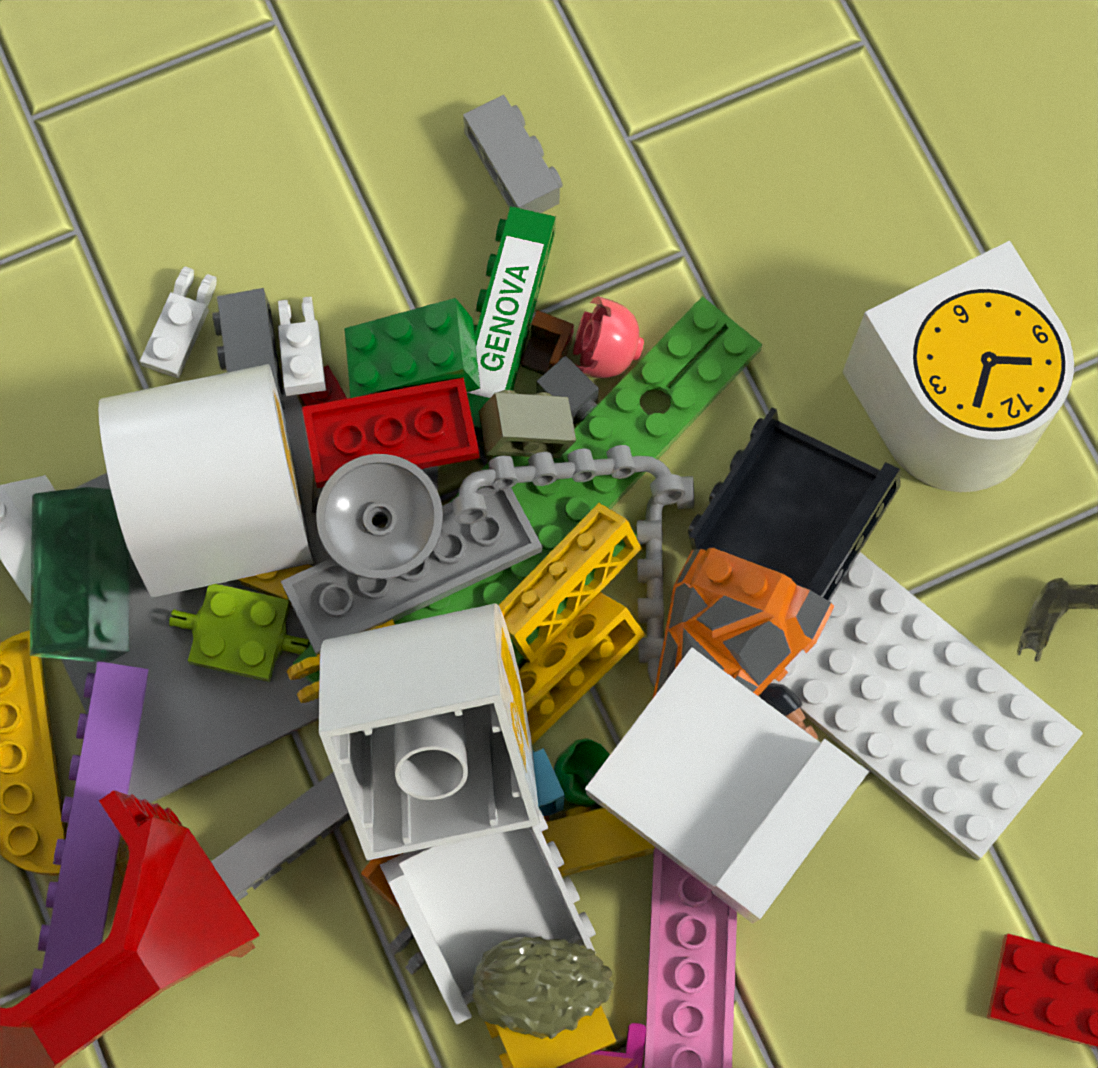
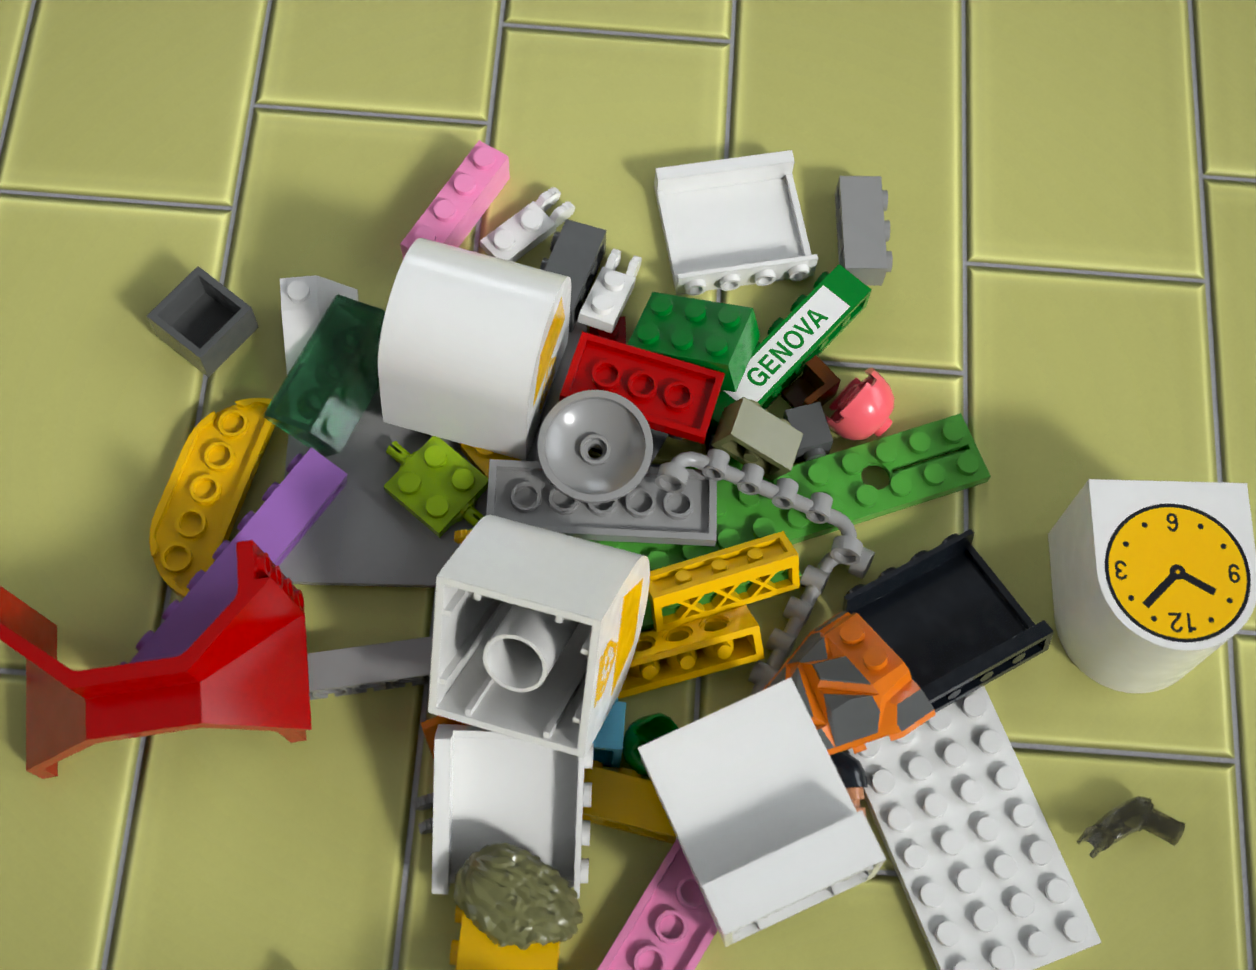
camera: 25 degrees right, 5 degrees down
(98, 338) = (462, 198): none -> bright pink brick
(382, 215) = (733, 223): none -> white panel

